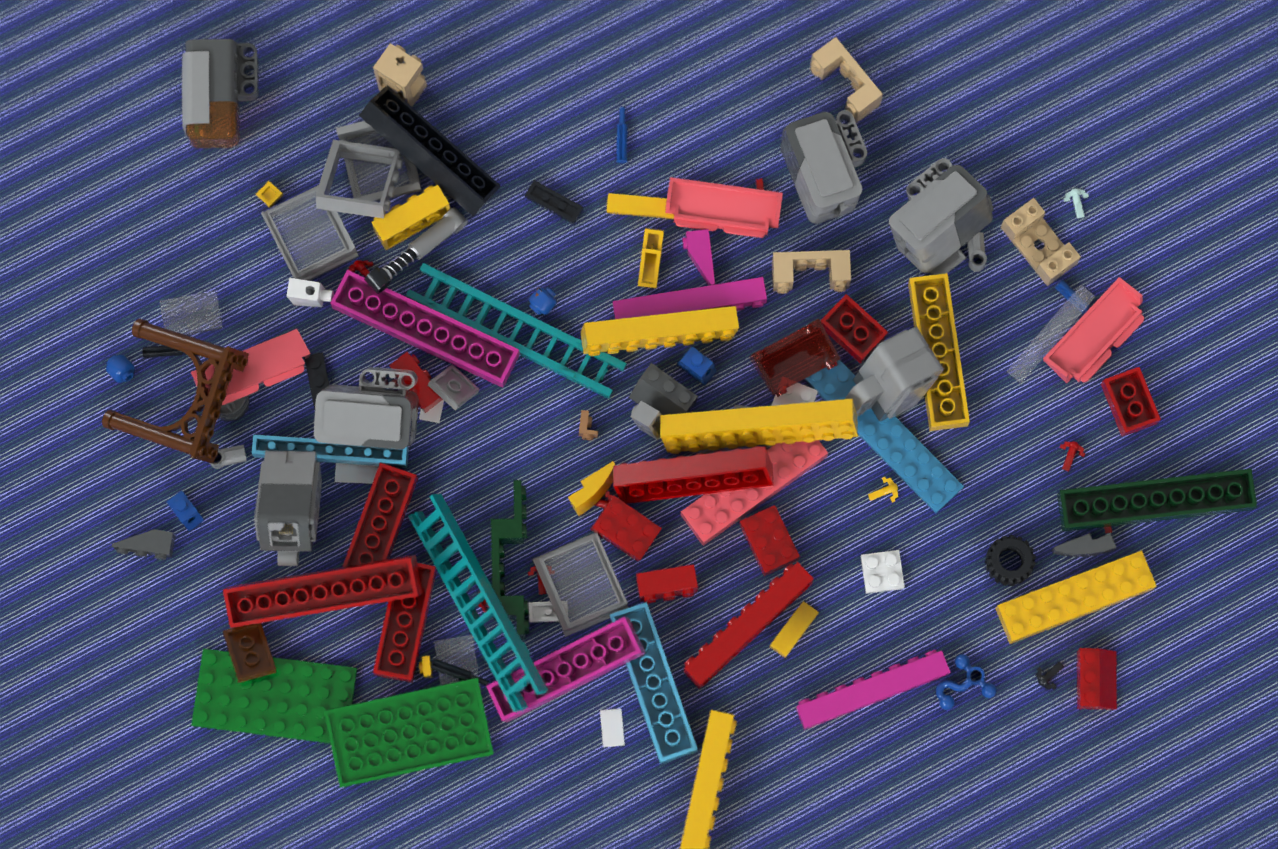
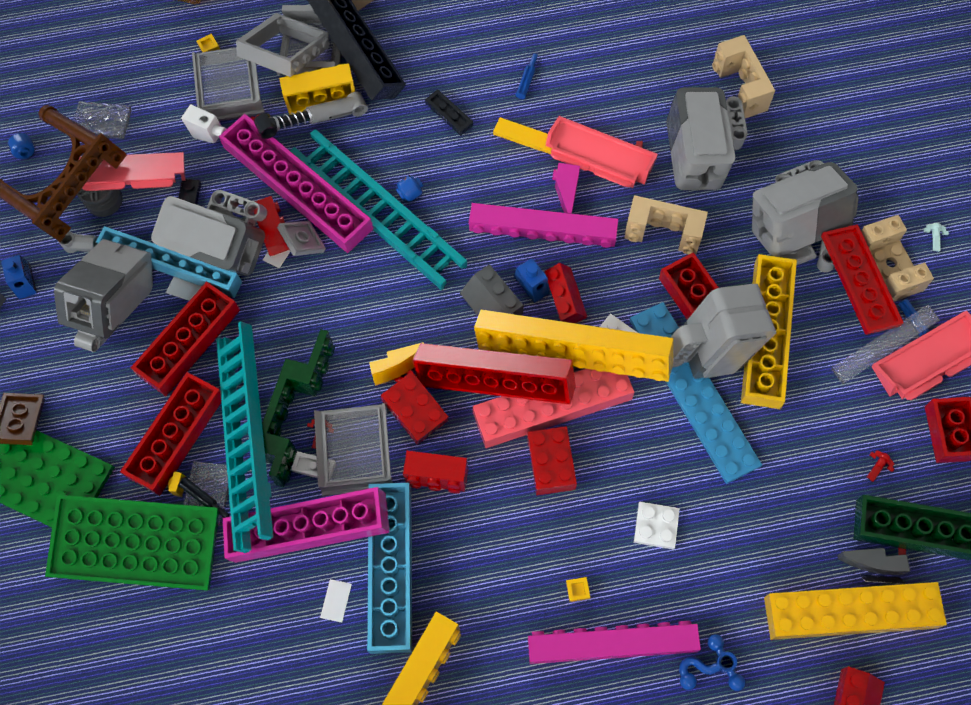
camera: 20 degrees right, 10 degrees down
(160, 351) = (59, 142): black axle -> none
(322, 591) = (104, 379): red brick -> none
(586, 422) = (409, 305): medium nougat bracket -> none
(647, 419) = (467, 311): light grey brick -> none
(650, 257) = (520, 178): yellow slope -> none
(659, 330) = (505, 236): yellow brick -> none
(734, 370) = (565, 293): none -> red brick
(748, 625) = (503, 537): red brick -> none
(794, 629) = (549, 556): yellow slope -> none
(795, 358) = (628, 296): clear red windscreen -> none
(828, 651) = (578, 589): none -> yellow plate
(892, 487) = (689, 446): yellow piece -> none
(1013, 275) = (862, 279): none -> red plate
(1013, 544) = (804, 540): black tyre -> none
(1043, 680) = (798, 690): black piece -> none
(1094, 561) = (884, 579): none -> black sticker

